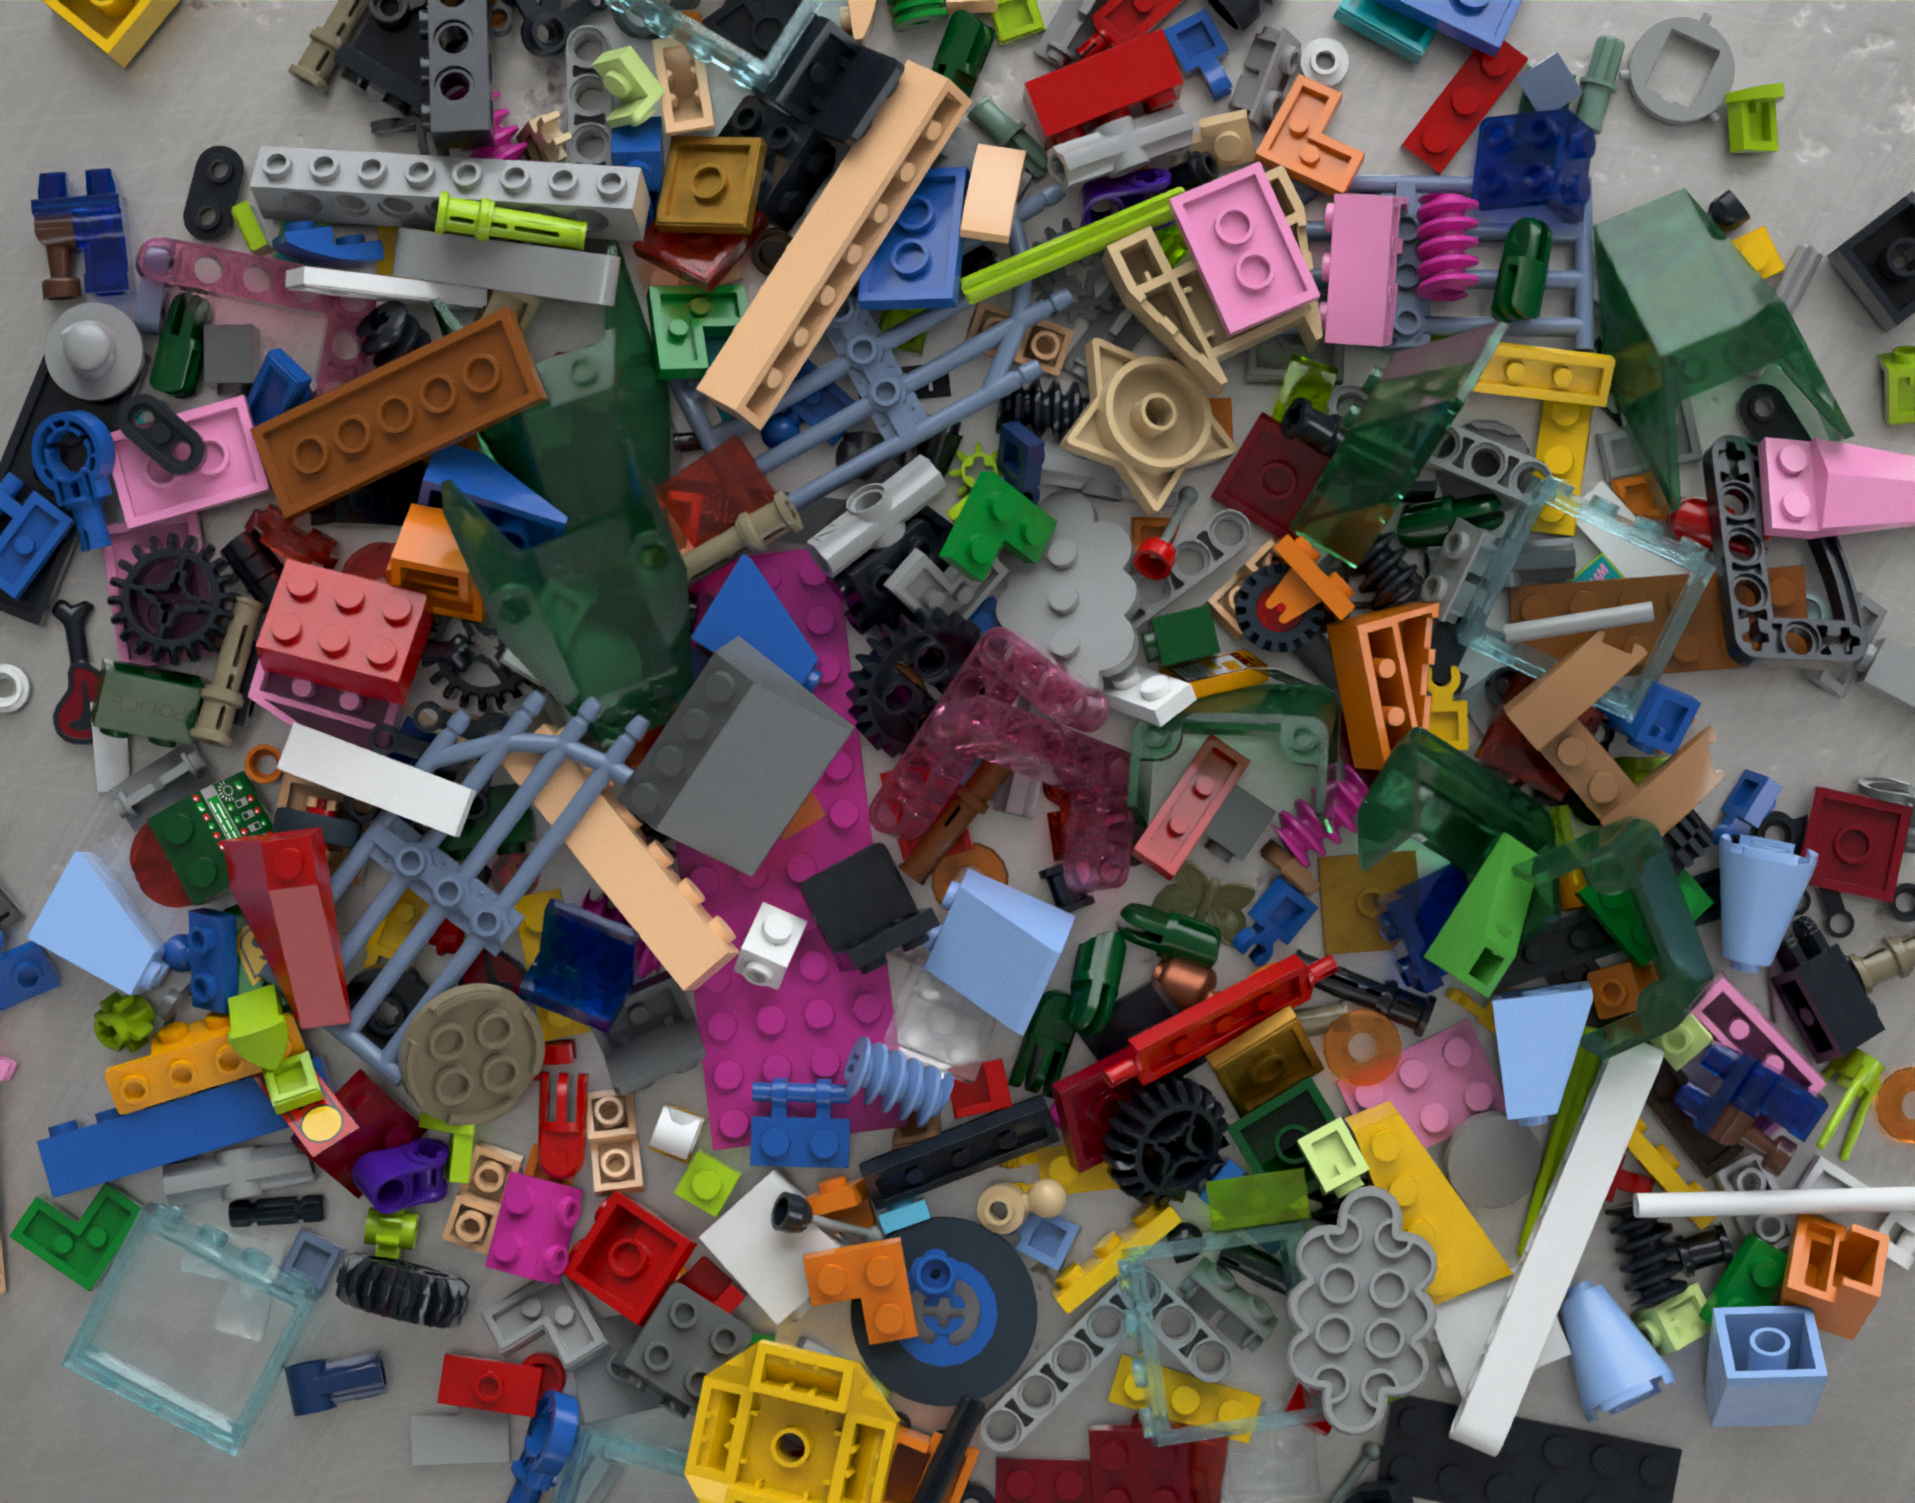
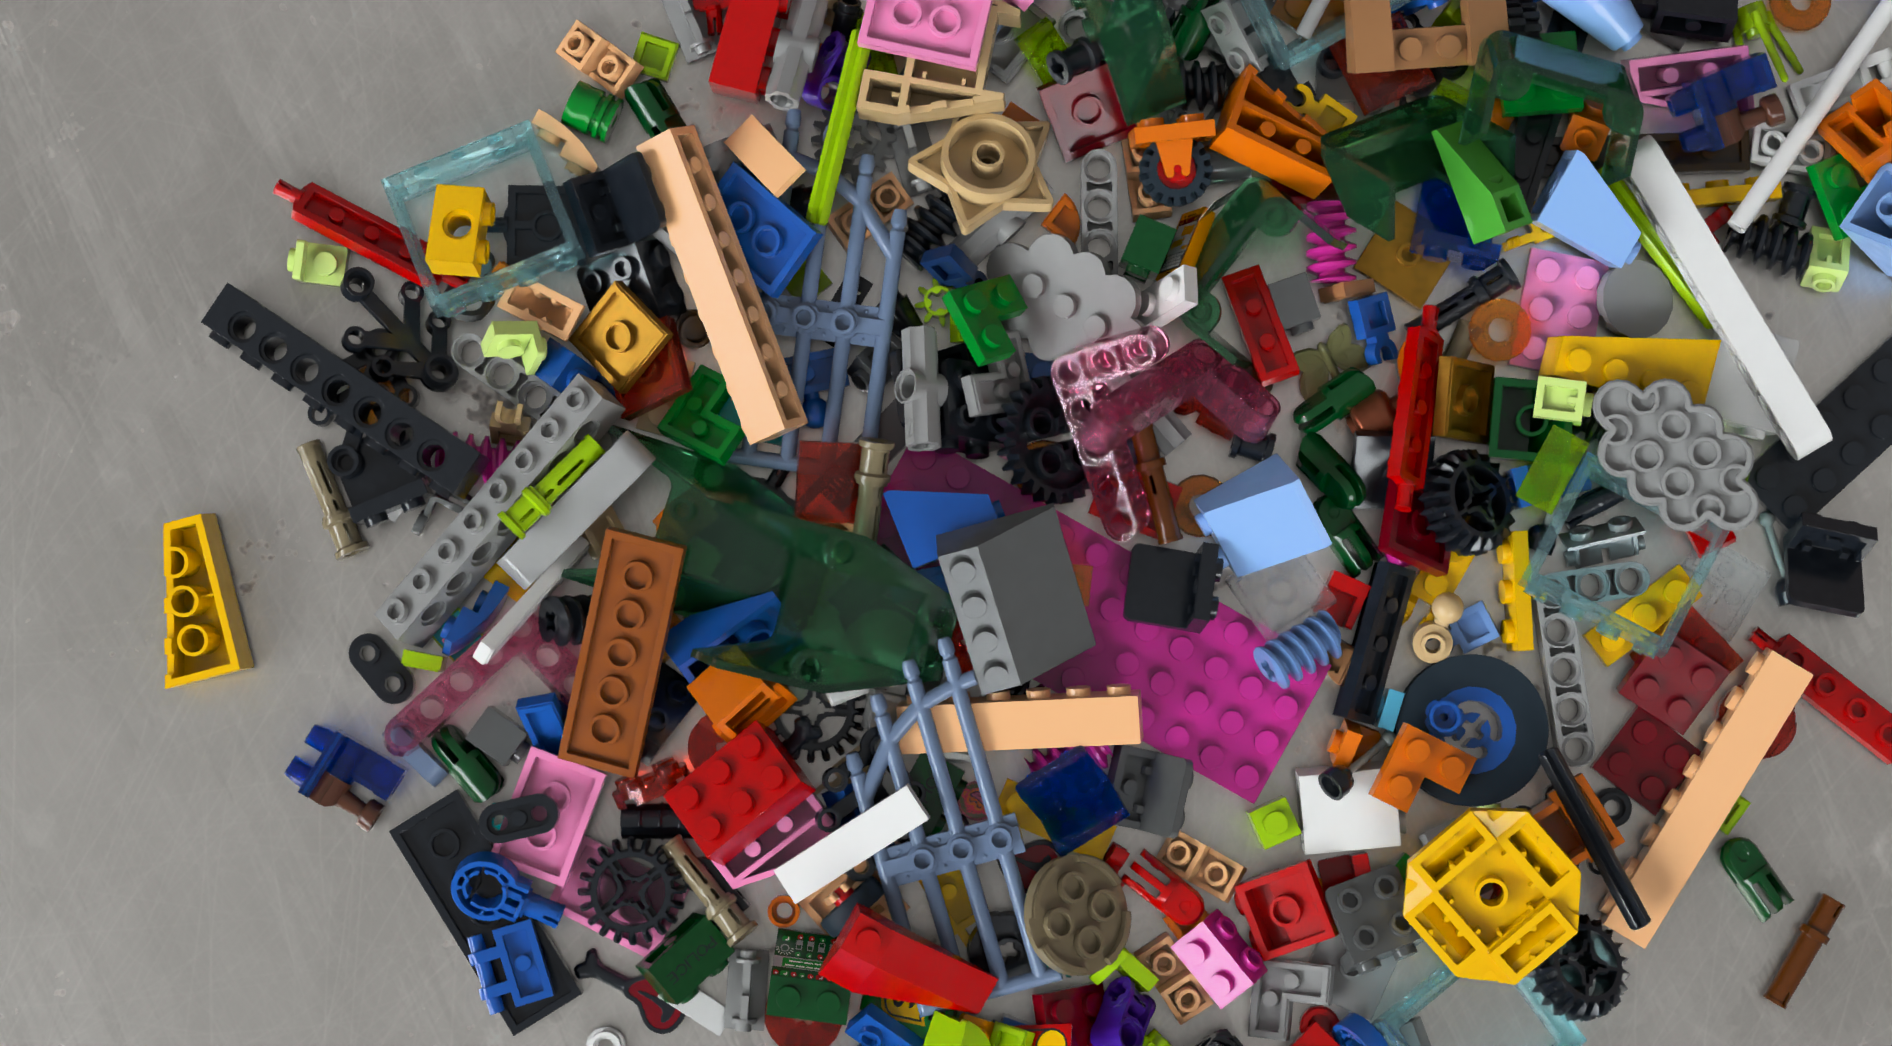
camera: 50 degrees left, 0 degrees up
(94, 352) = (429, 823): light grey plate -> none
(447, 938) = (988, 875): red plate -> none
(677, 1133) = (1225, 819): white leg -> none
(769, 946) = (1149, 667): white bracket -> none
(800, 1140) = (1291, 740): blue plate -> none
(1009, 134) = (731, 118): sand green axle -> none
(1162, 547) = (1076, 218): red hinge -> none
(1609, 1353) = (1817, 316): light blue cone -> none
(1683, 1042) = (1654, 117): yellowish green bracket -> none

